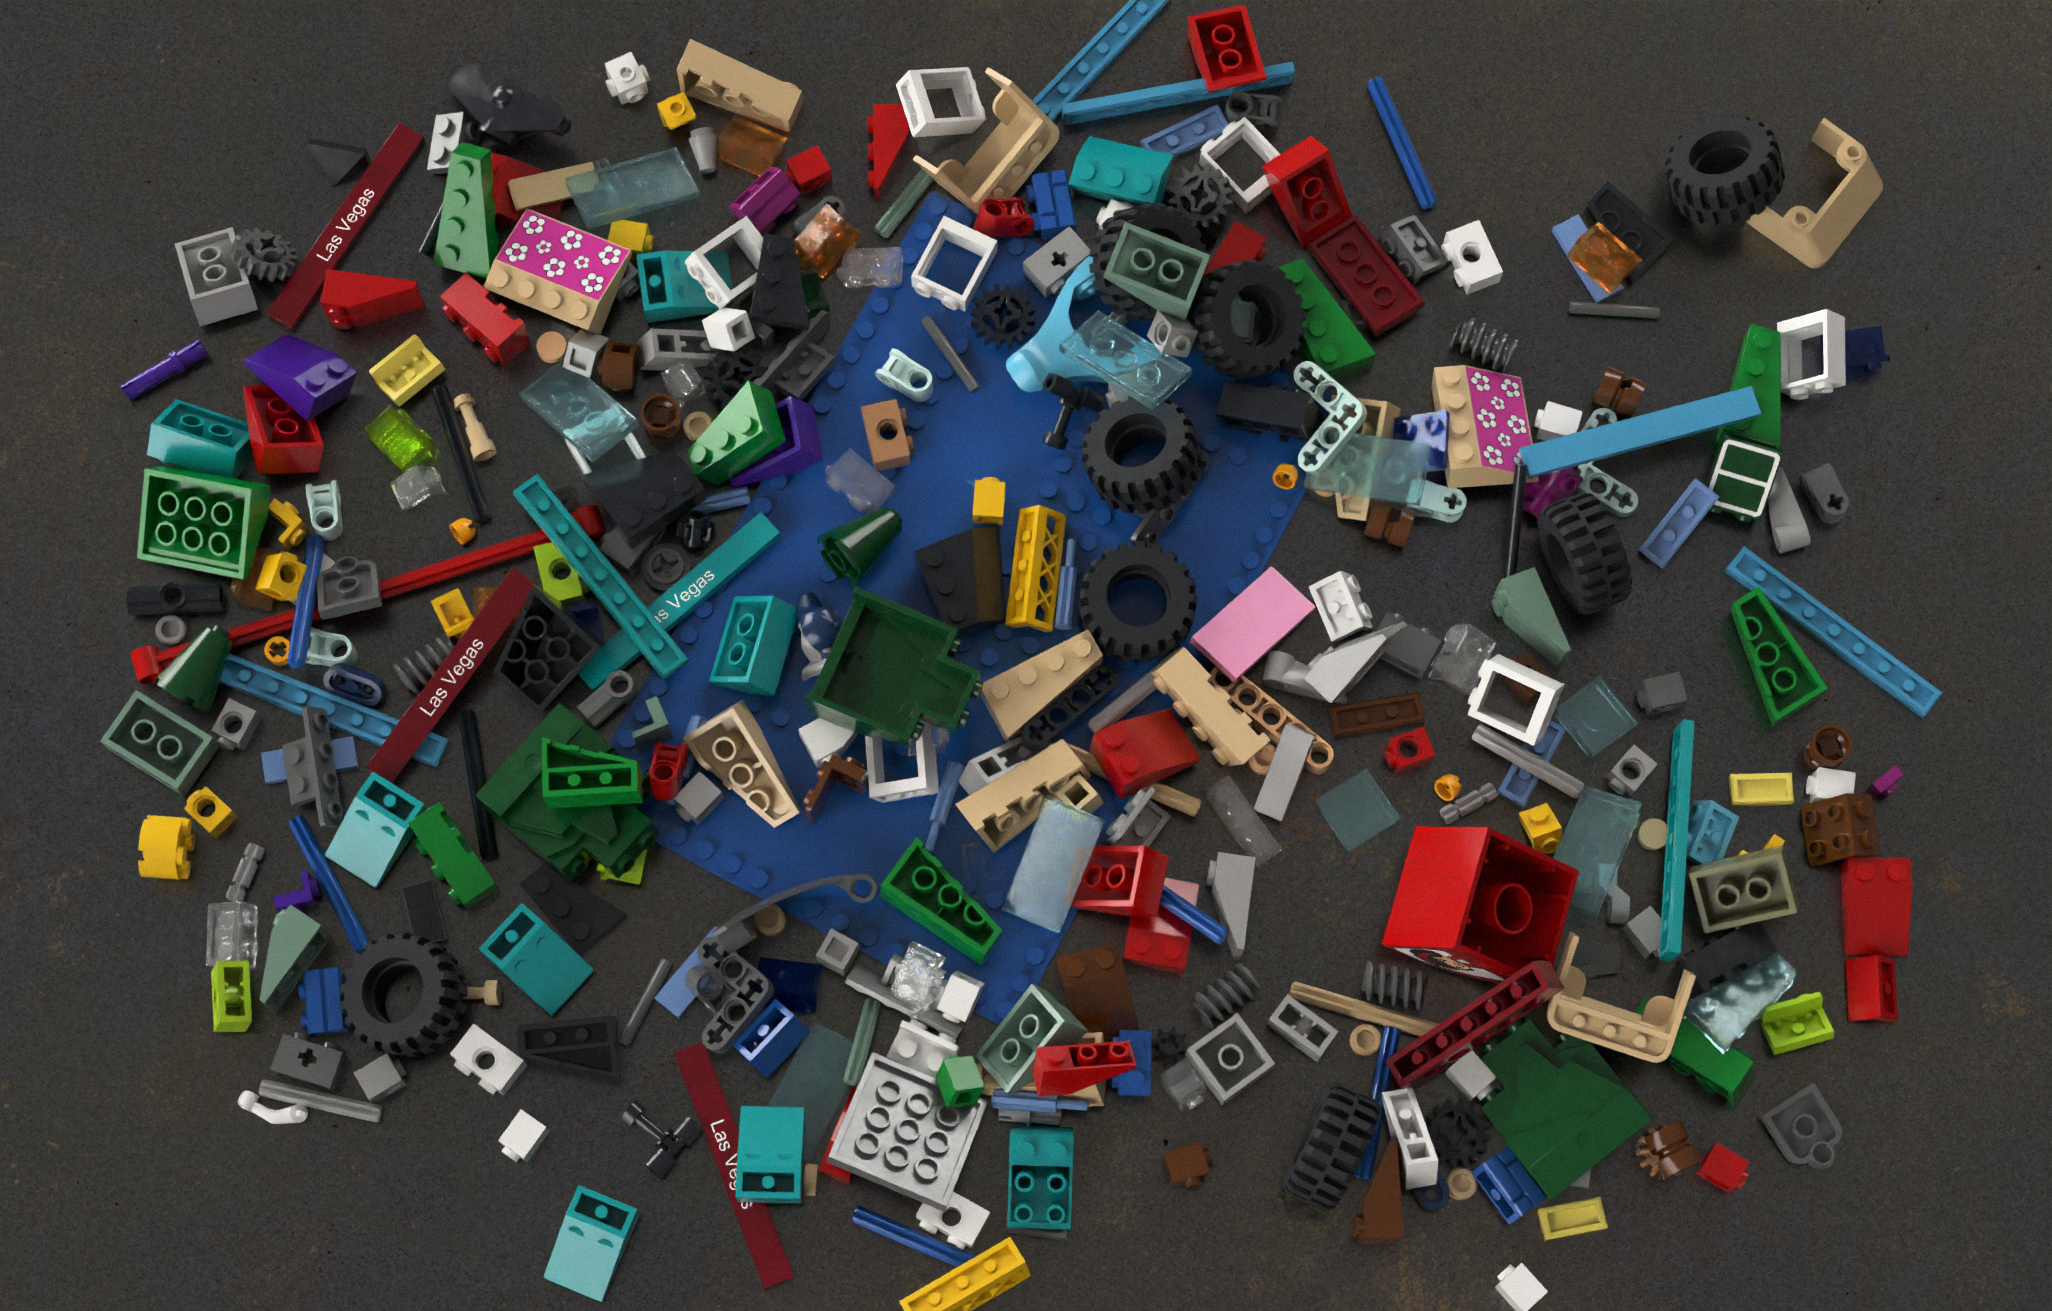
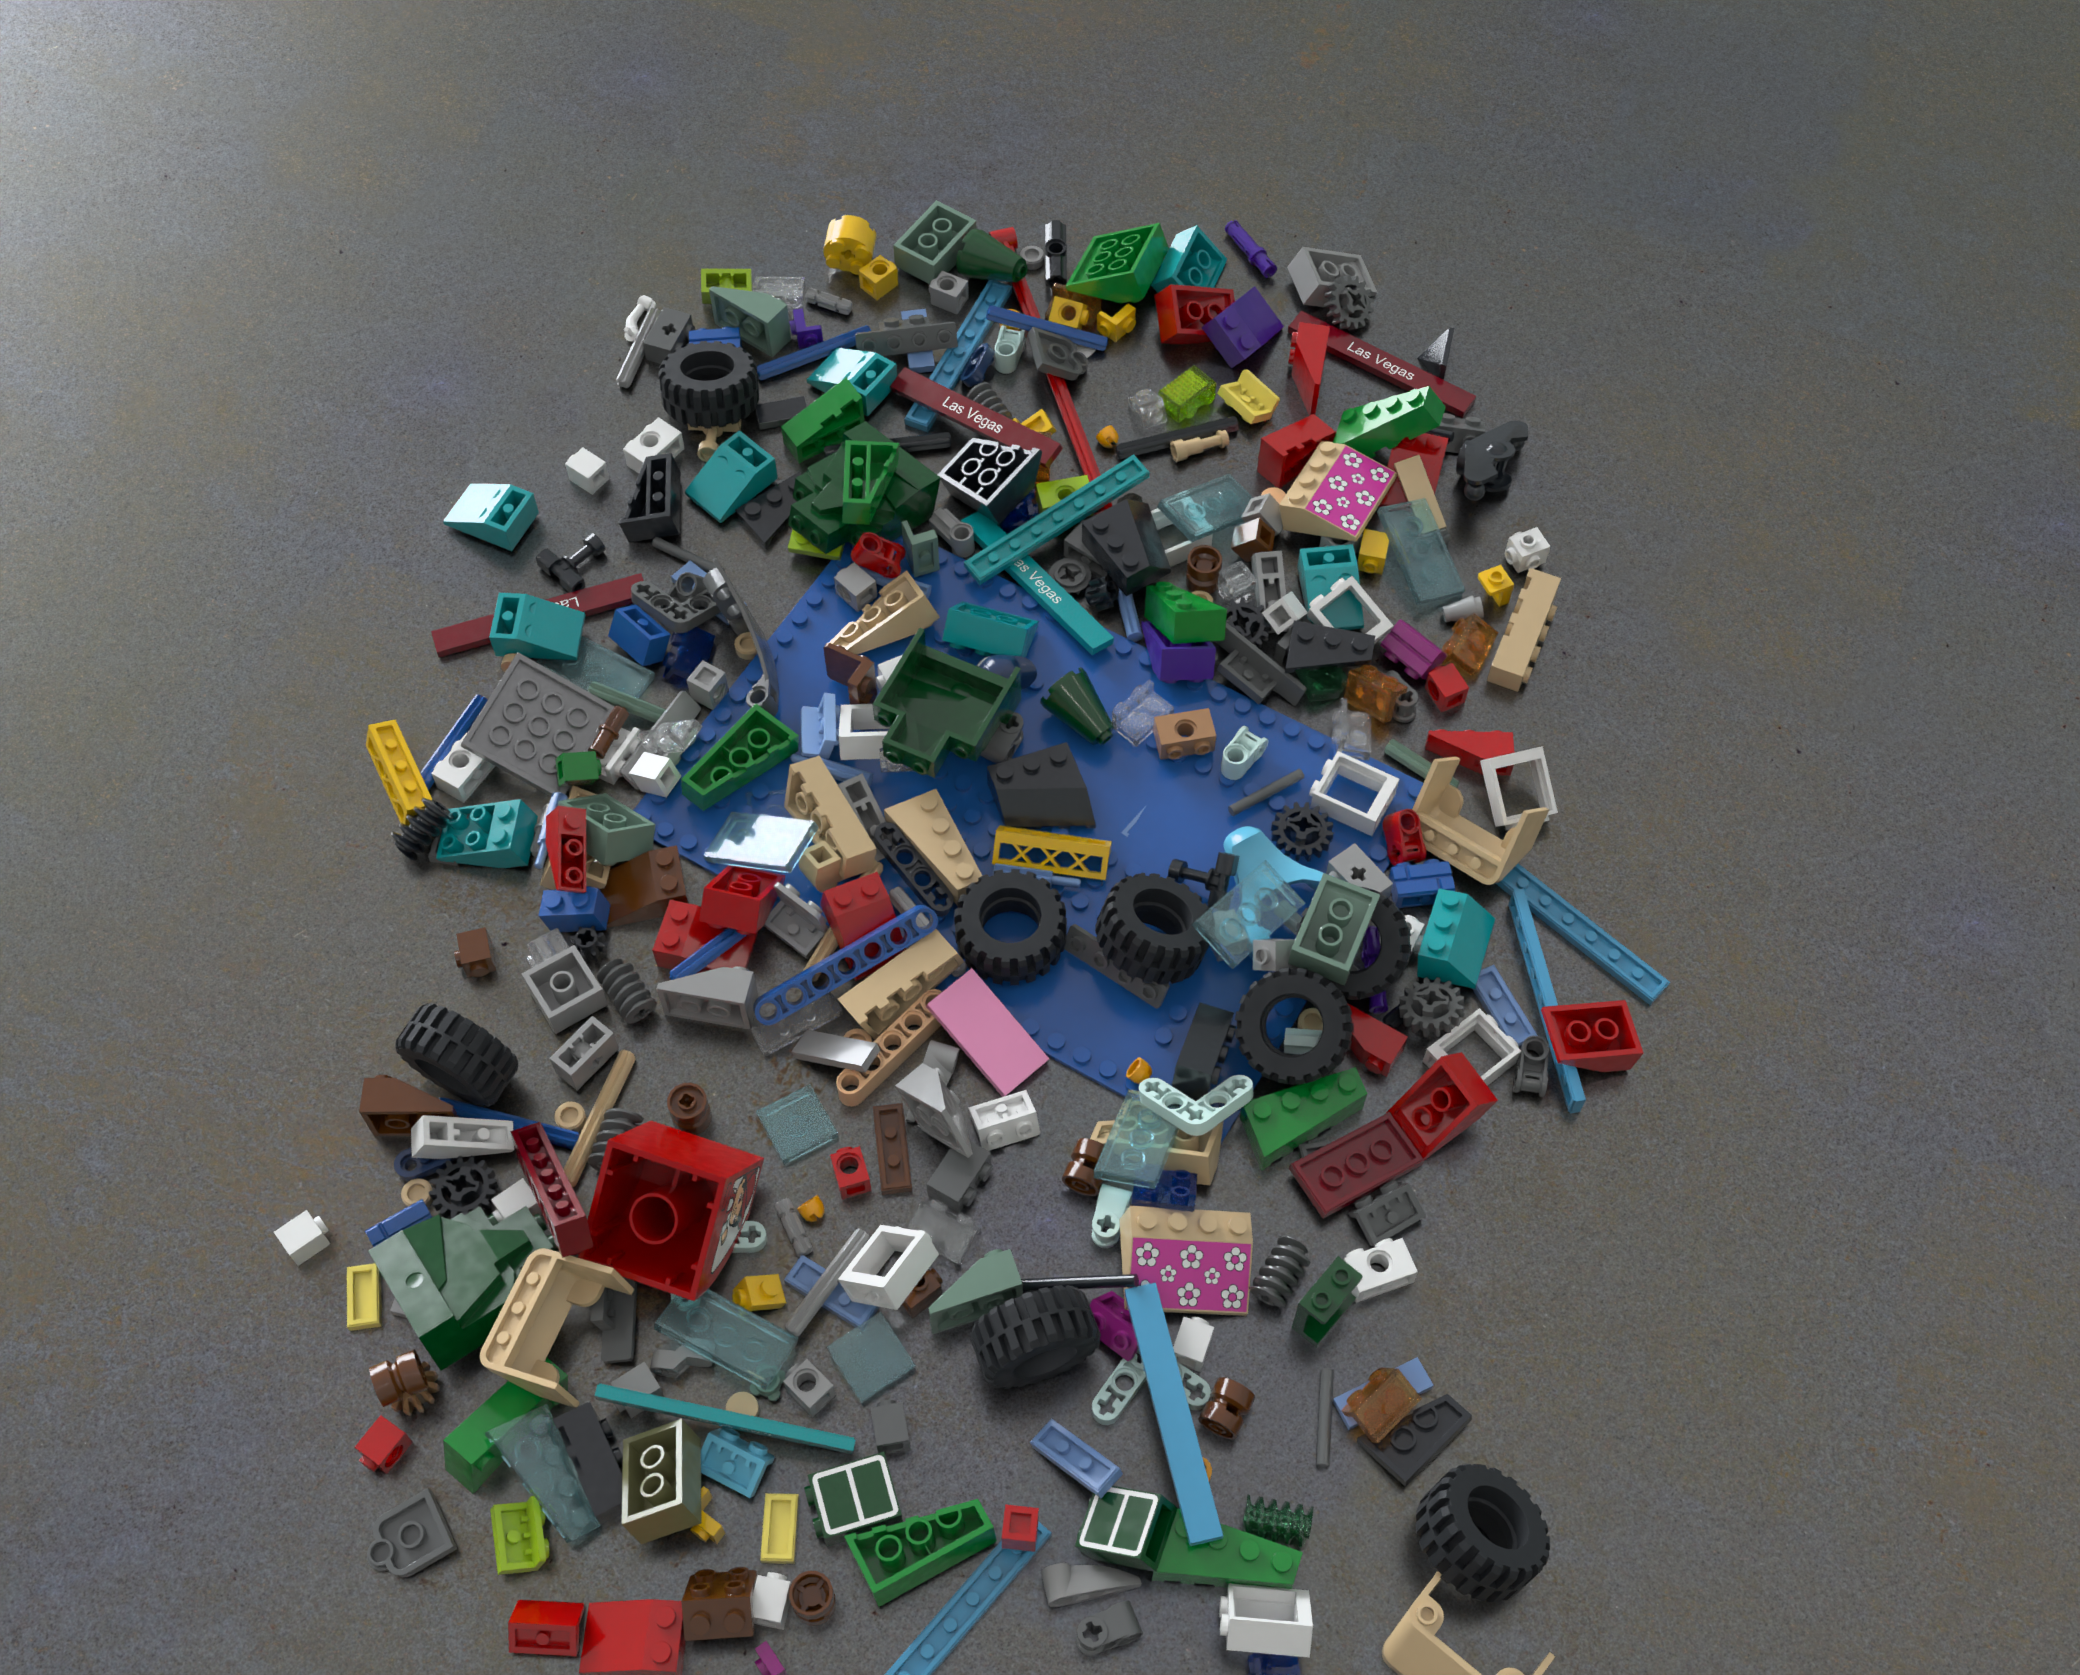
camera: 95 degrees right, 15 degrees down
(325, 504) = (1126, 347): light aqua piece -> none
(381, 1077) = (646, 379): light grey brick -> none
(895, 819) = (819, 728): none -> light blue bracket
(908, 1053) = (609, 731): none -> reddish brown axle
(989, 501) = (1118, 813): yellow brick -> none
(1043, 1244) = (421, 828): none -> black piece
(1197, 761) = (830, 964): none -> blue beam
(1356, 914) = (689, 1108): none -> reddish brown wheel
(1402, 142) = (1507, 1211): blue axle -> none
(1517, 298) = (1326, 1302): none -> dark green panel
(1717, 348) = (1277, 1521): none -> clear green piece
(1732, 721) = (853, 1498): none -> dark green brick
(1753, 565) = (1020, 1528): none -> red brick

